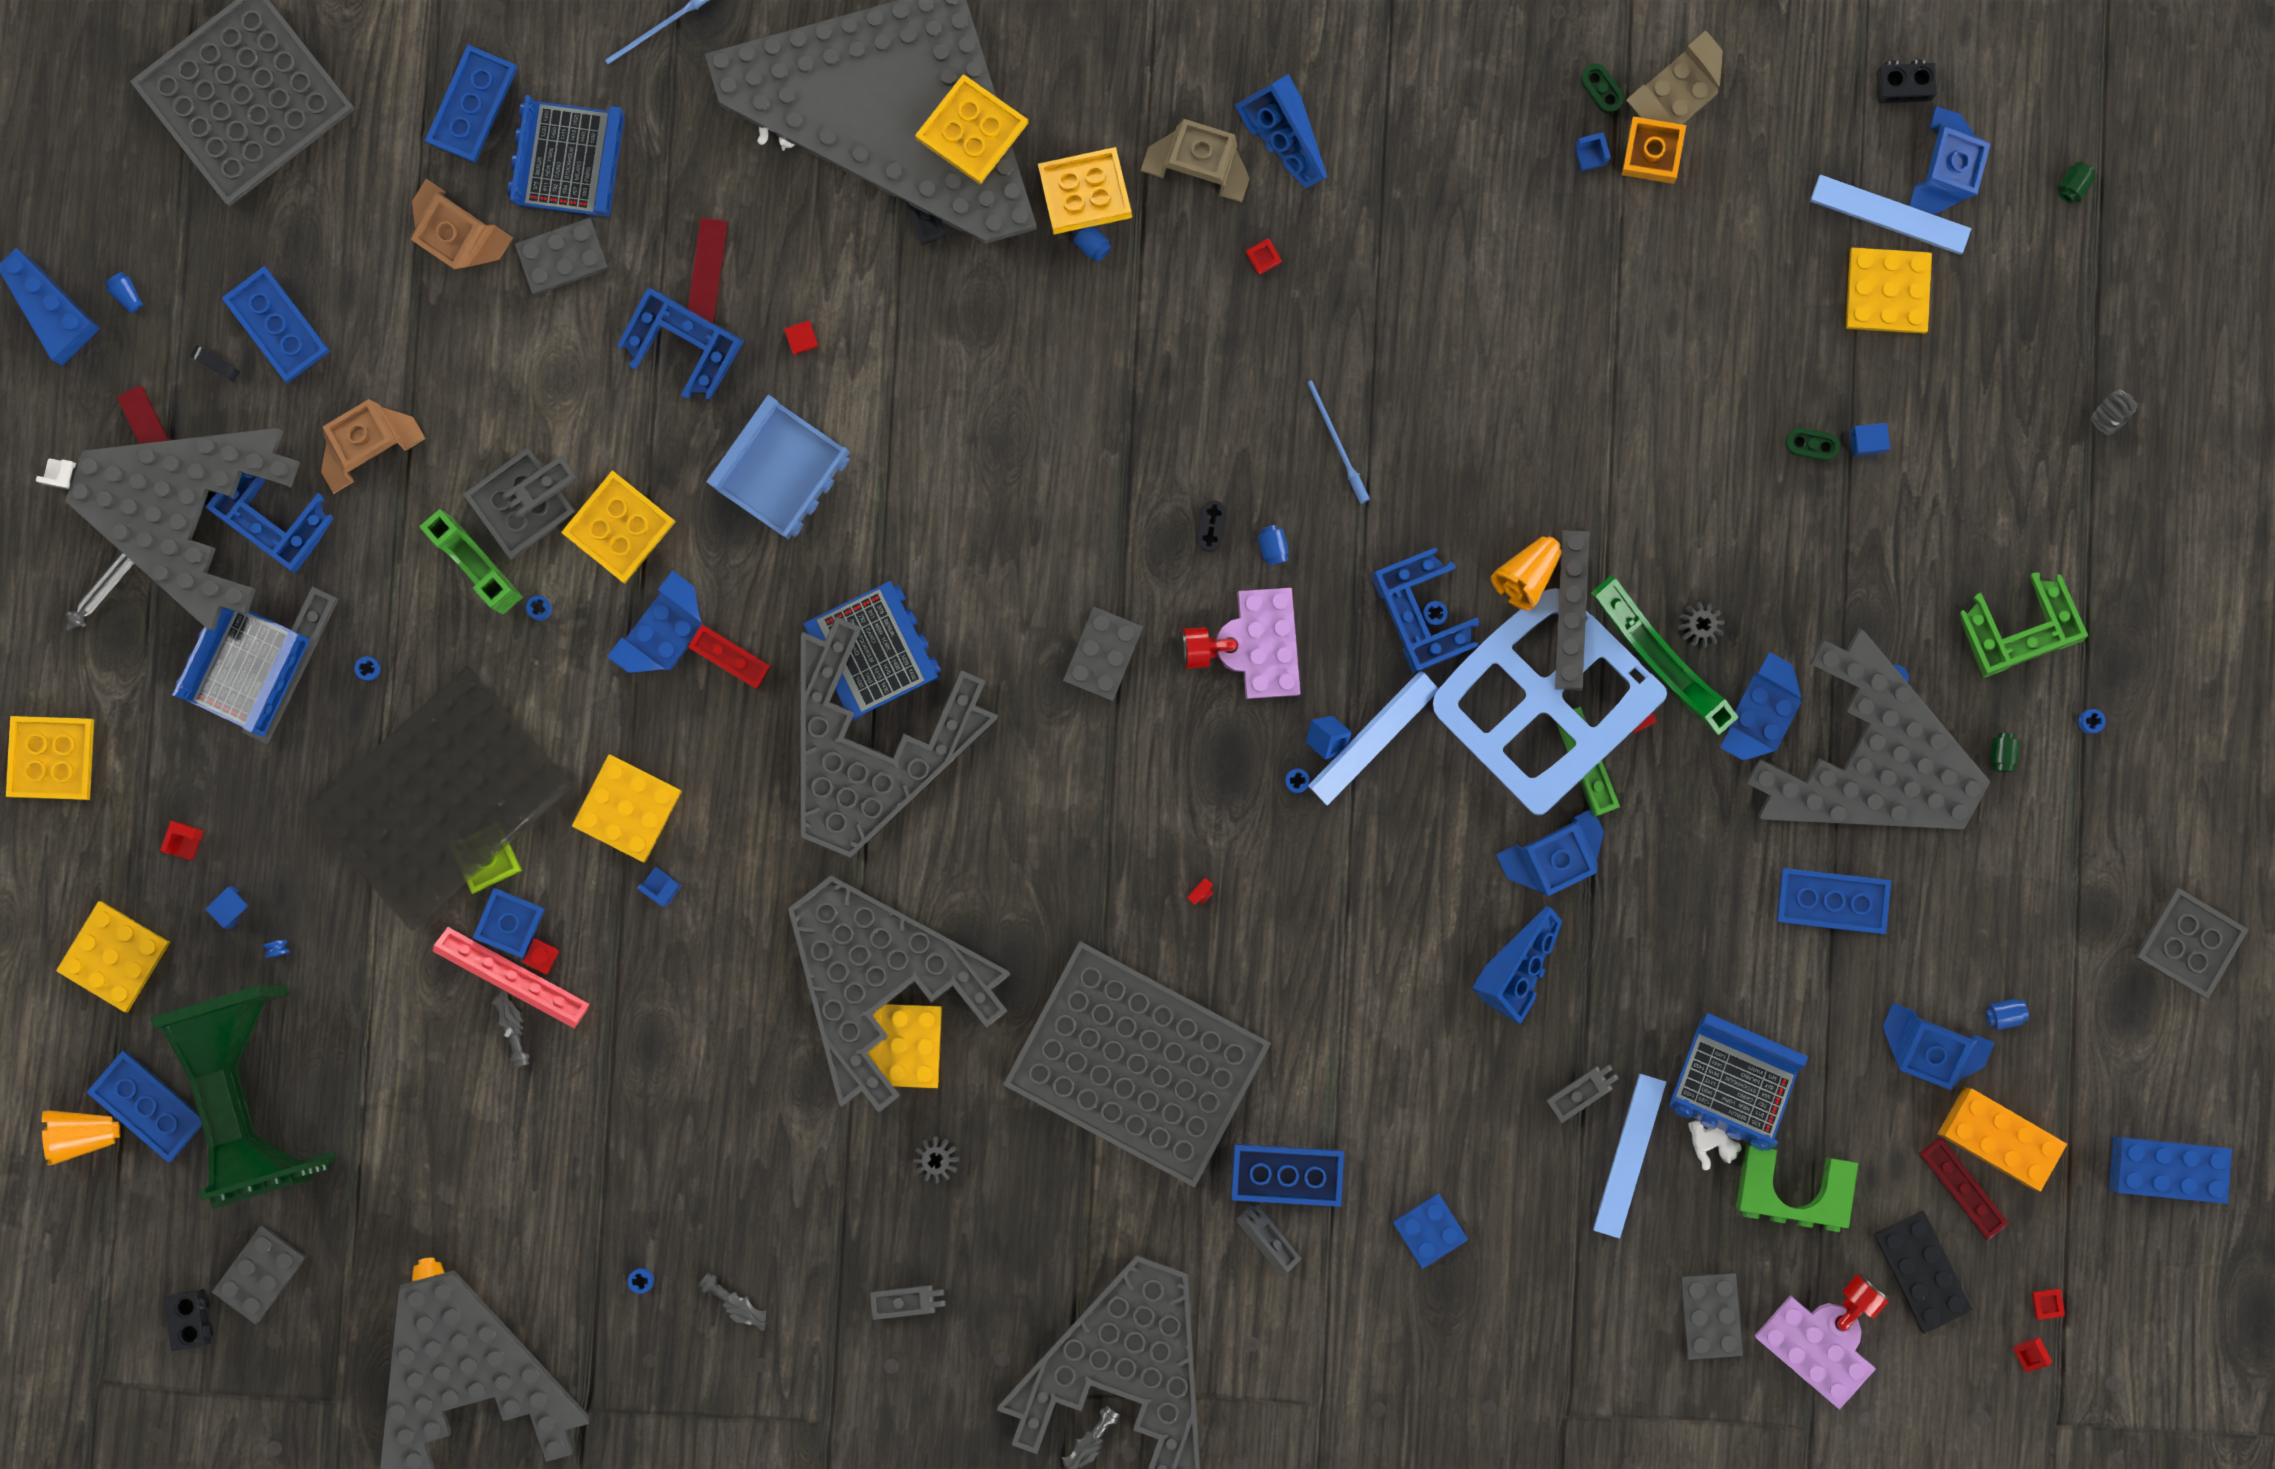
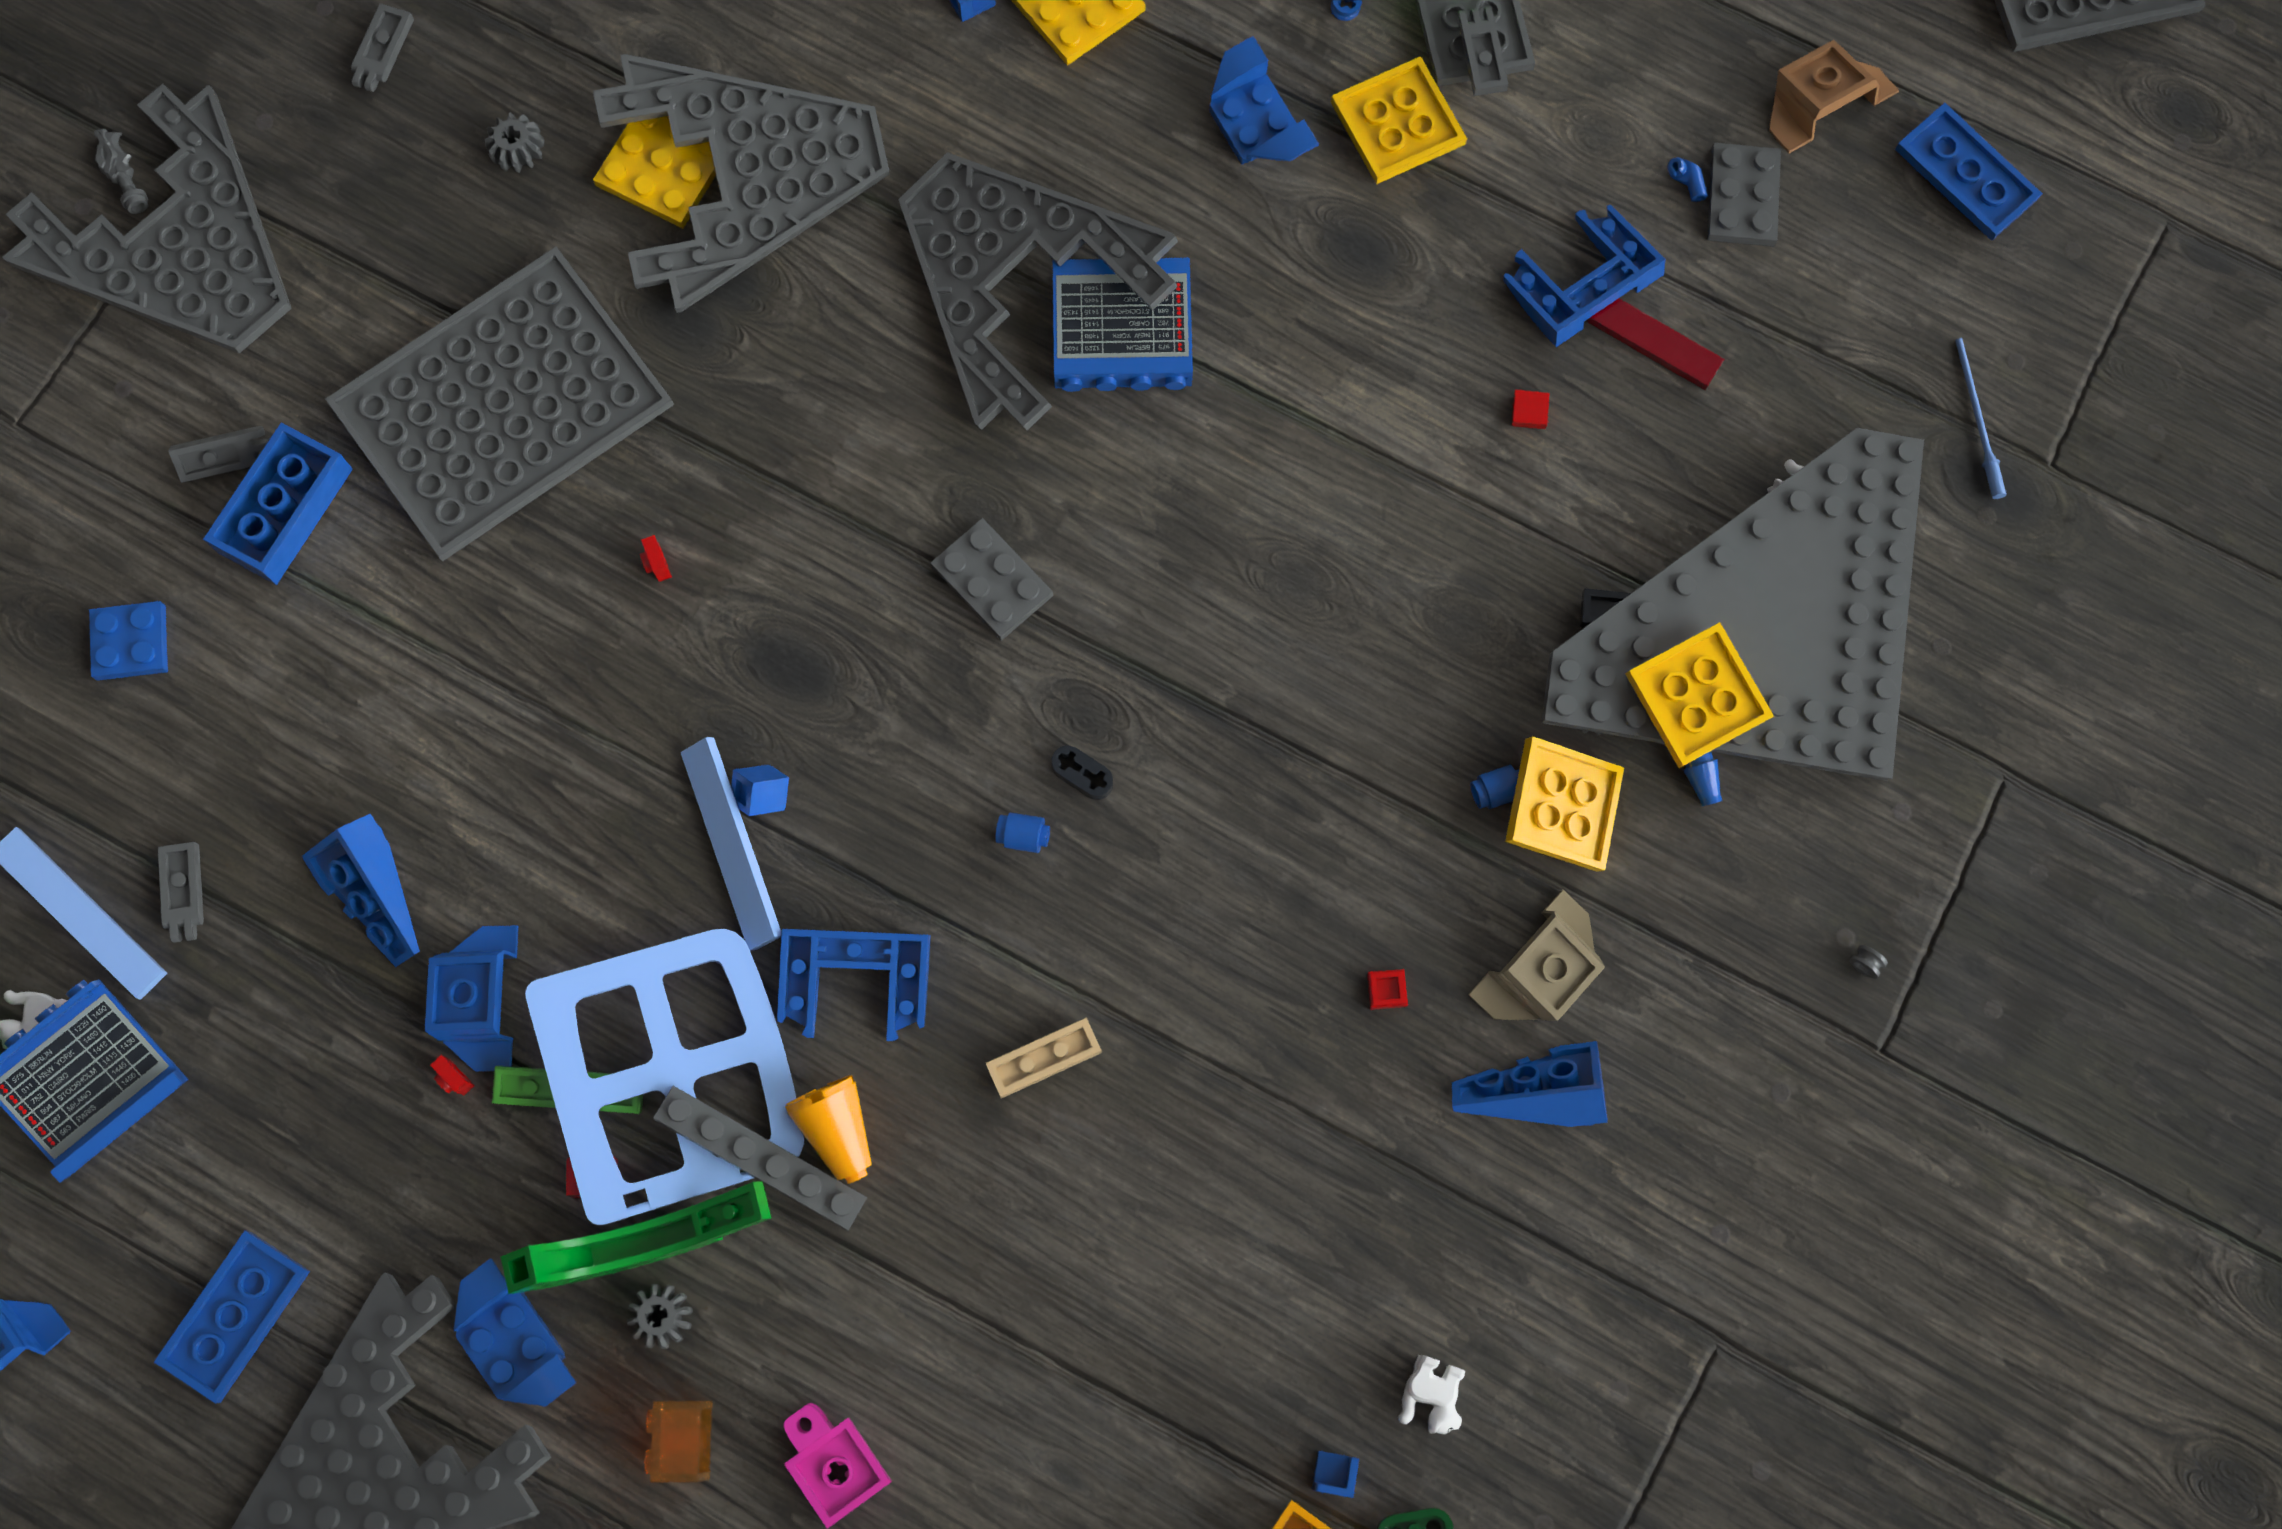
camera: 110 degrees right, 10 degrees down
(565, 299) = (1689, 175): none -> blue arm
(566, 158) = (1861, 245): panel -> none
(729, 656) = (1192, 172): red plate -> none
(779, 468) = (1387, 318): medium blue panel -> none
(1024, 103) = (1704, 778): none -> blue cone
(1256, 643) = (915, 757): lavender plate -> none
(1302, 787) = (727, 719): blue bush -> none
(1353, 476) = (1061, 970): medium blue piece -> none
(1417, 459) = (1043, 1058): none -> tan plate
(1435, 622) = (833, 986): blue bush -> none
(1509, 110) = (1433, 1390): none -> white animal
(1616, 842) = (450, 1076): none -> red plate
(1733, 482) = (821, 1448): none -> dark pink plate
(1768, 569) = (679, 1441): none -> clear orange brick

